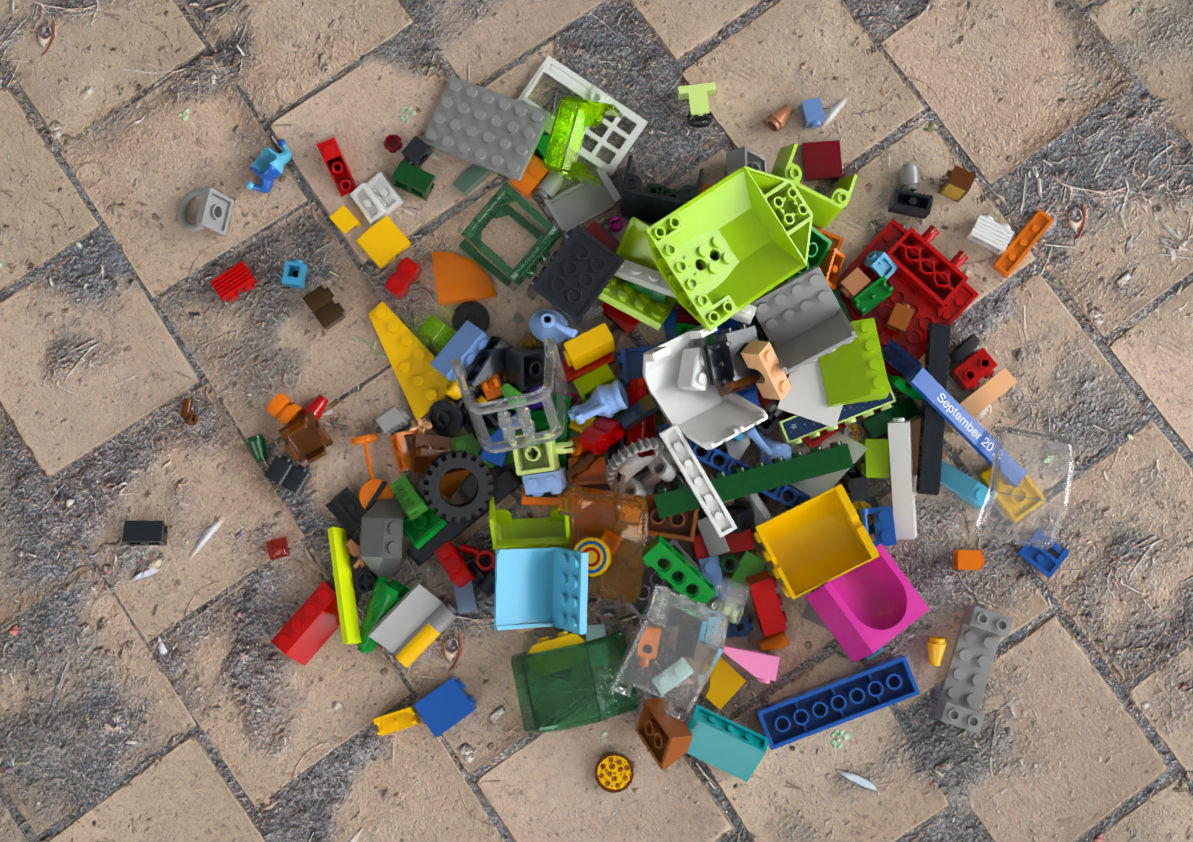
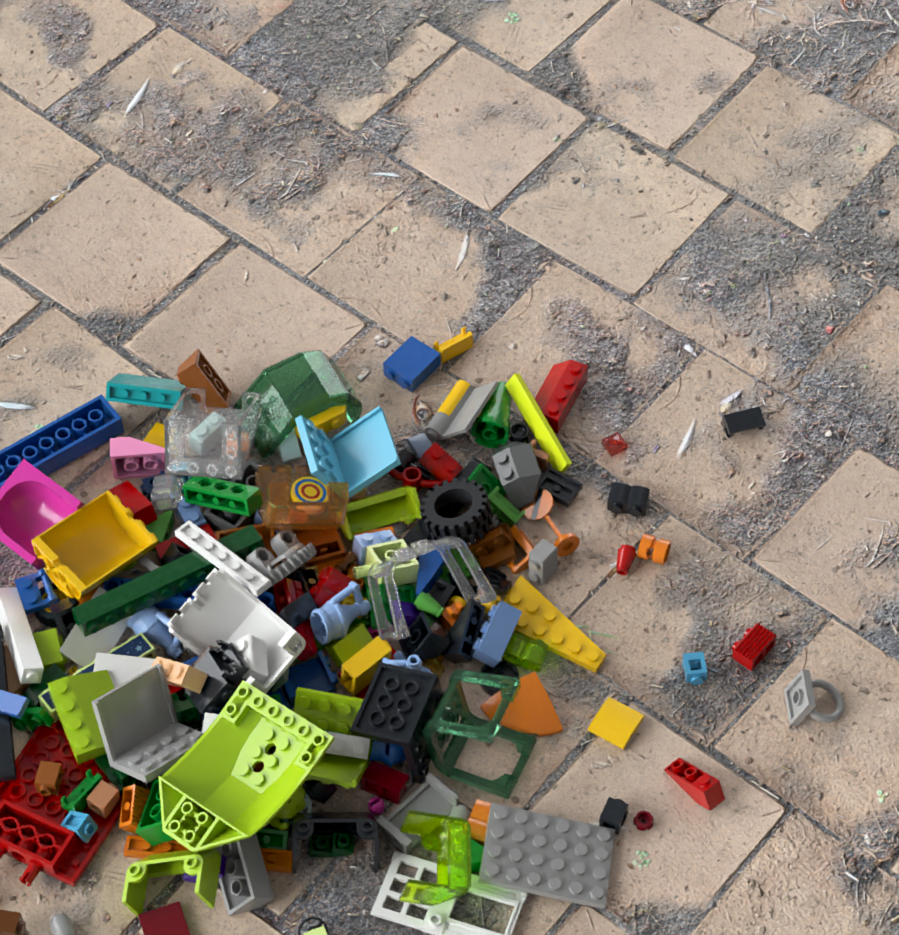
camera: 160 degrees right, 30 degrees down
(187, 414) = (748, 526): reddish brown arm -> none
(258, 447) = (669, 516): dark green cone -> none
(269, 167) = (765, 761): piece -> none
(306, 438) = (623, 530): reddish brown panel -> none
(324, 307) = (652, 647): dark brown brick -> none
(344, 219) = (663, 730): yellow panel -> none
(376, 198) = (640, 764): white slope -> none
(406, 274) = (582, 692): red brick -> none
(413, 180) = (606, 786): dark green hinge -> none
(421, 425) = (515, 570): light nougat plant -> none
(471, 179) = (549, 802): sand green slope -> none
(614, 772) = (242, 356): tile -> none
(729, 567) = (173, 524): dark green cone -> none
(774, 417) = (169, 648): black slope -> none
(774, 642) = (112, 482): orange cone -> none
(900, 359) = (41, 736): clear blue brick -> none
(910, 203) = (56, 899): black brick -> none

